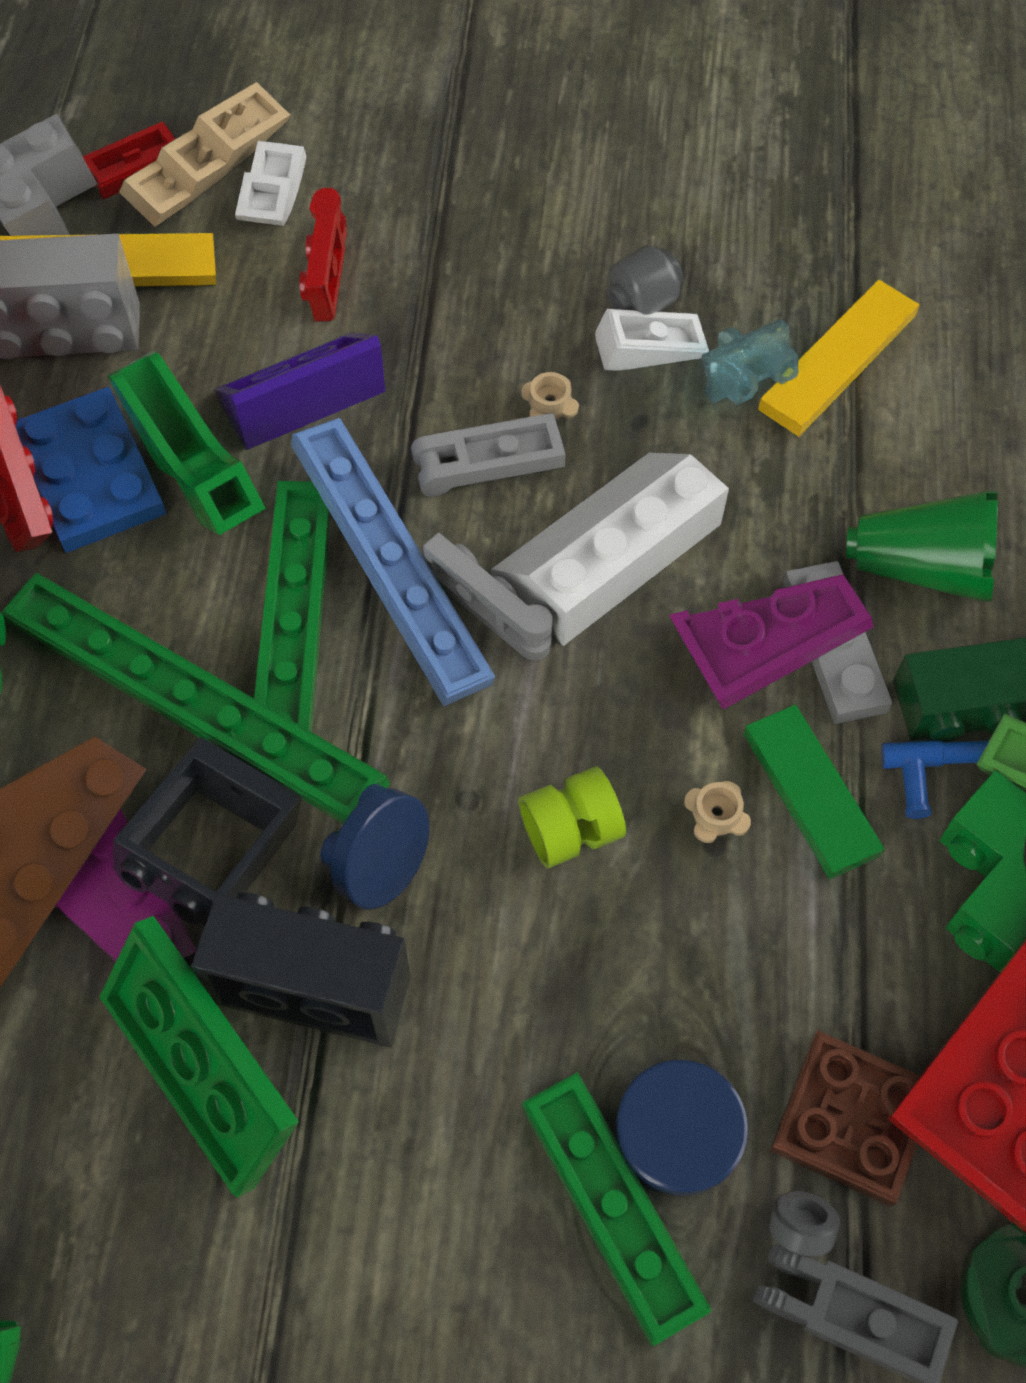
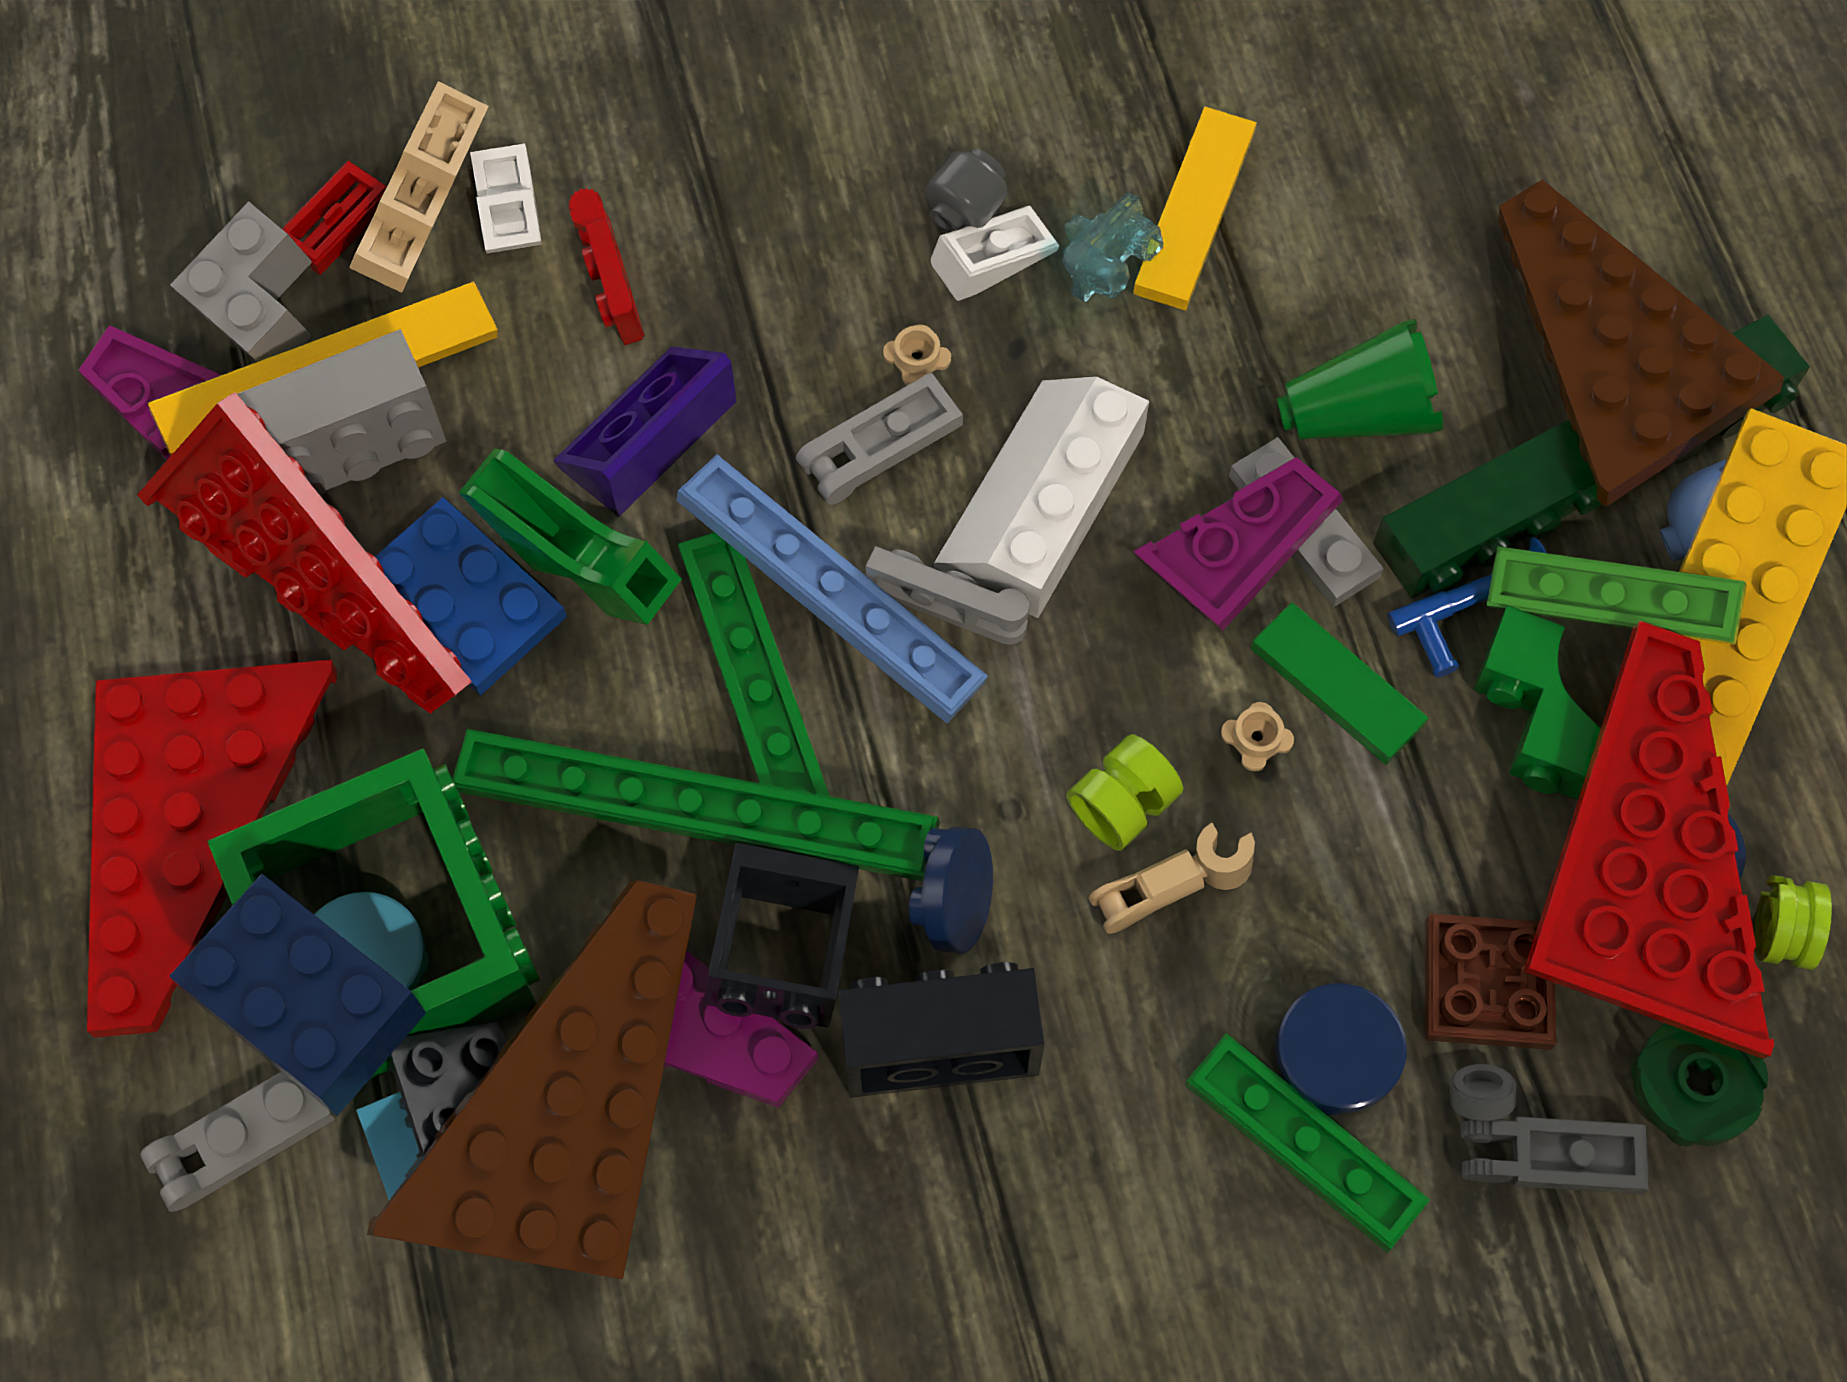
camera: 20 degrees left, 5 degrees up
(197, 1058) = (871, 1149): green tile -> none
(588, 912) = (1174, 879): none -> tan piece

